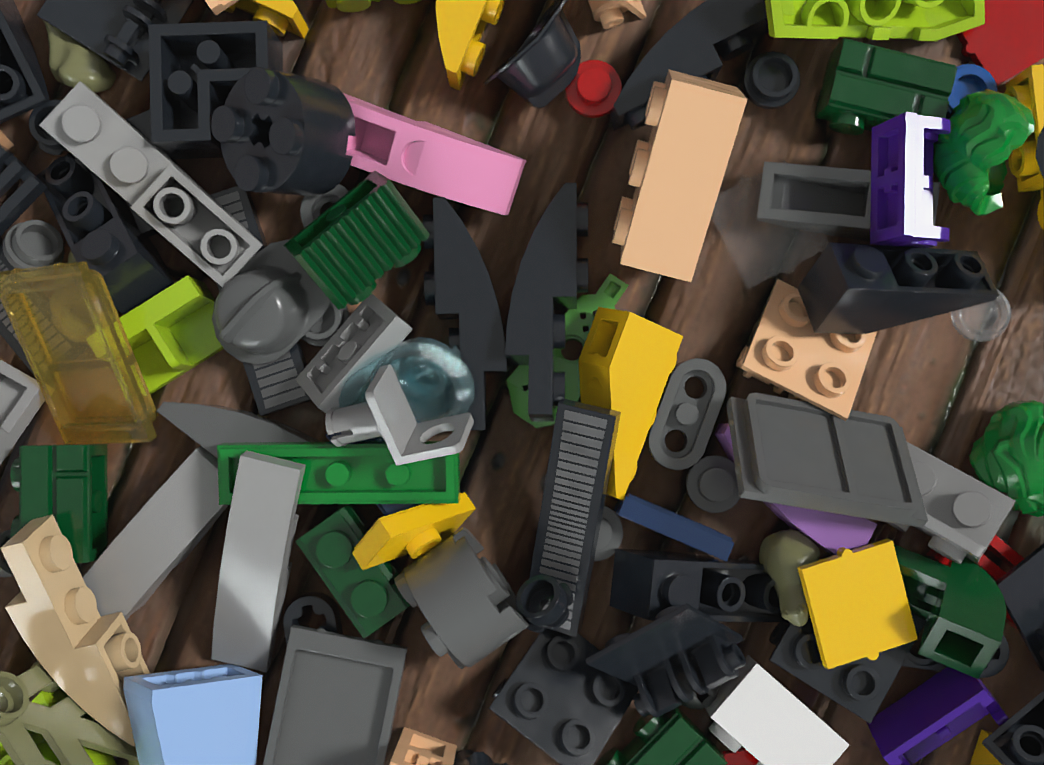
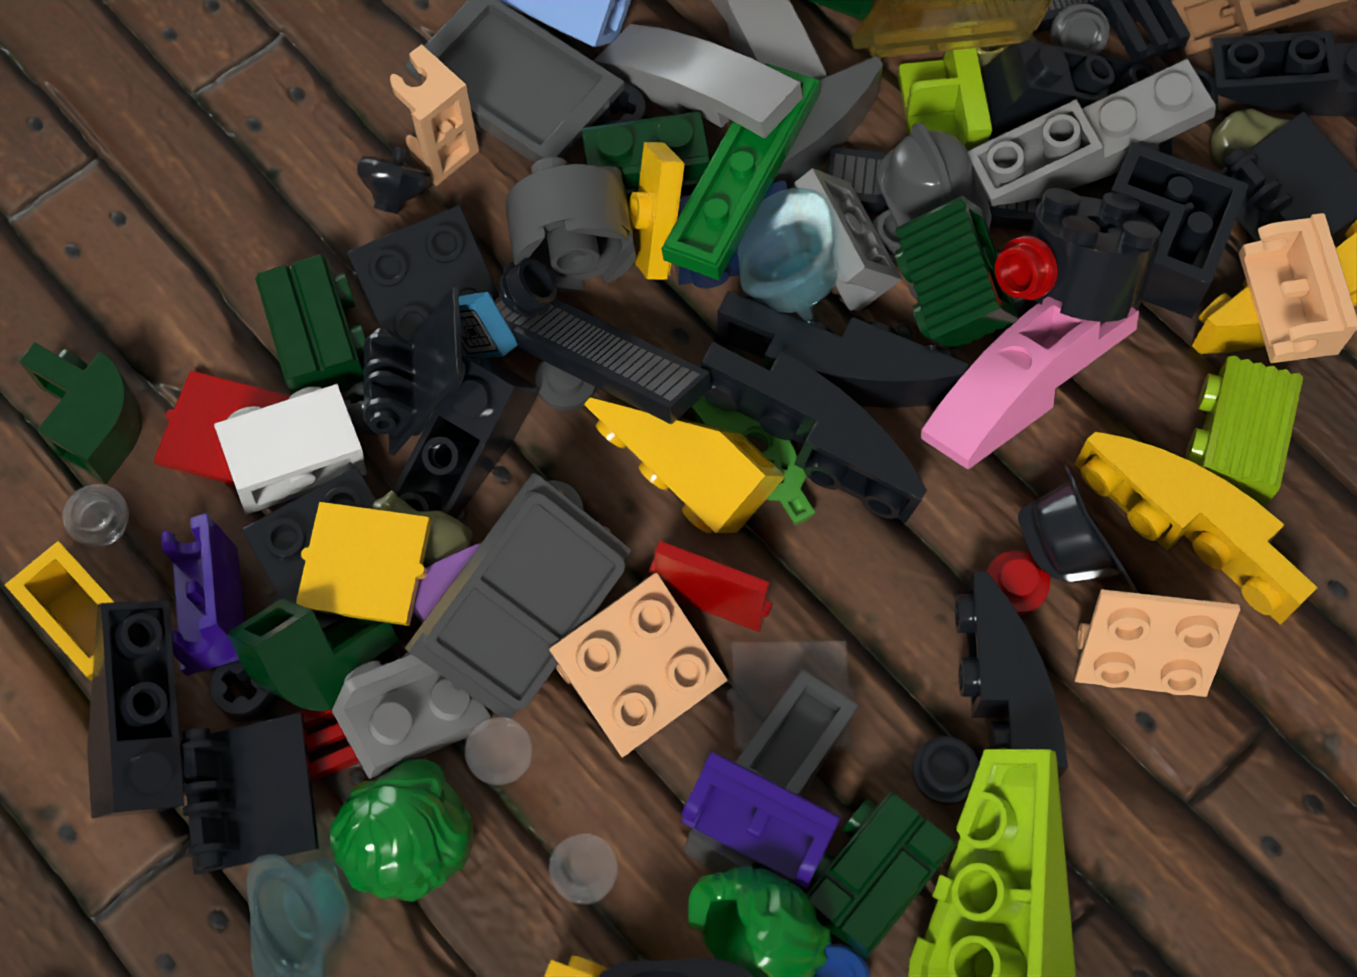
camera: 115 degrees right, 20 degrees down
(337, 173) = (1026, 268): none -> red plate
(390, 417) = (764, 218): light grey bracket -> none
(590, 627) = (484, 327): none -> dark azure tile
(674, 526) = (533, 448): dark blue tile -> none
(677, 174) = (886, 582): light nougat brick -> none
(688, 415) = (641, 513): dark grey plate -> none
(730, 318) = (712, 586): none -> red piece
(888, 286) = (655, 772): black slope -> none
(929, 421) = (498, 750): none -> clear plate

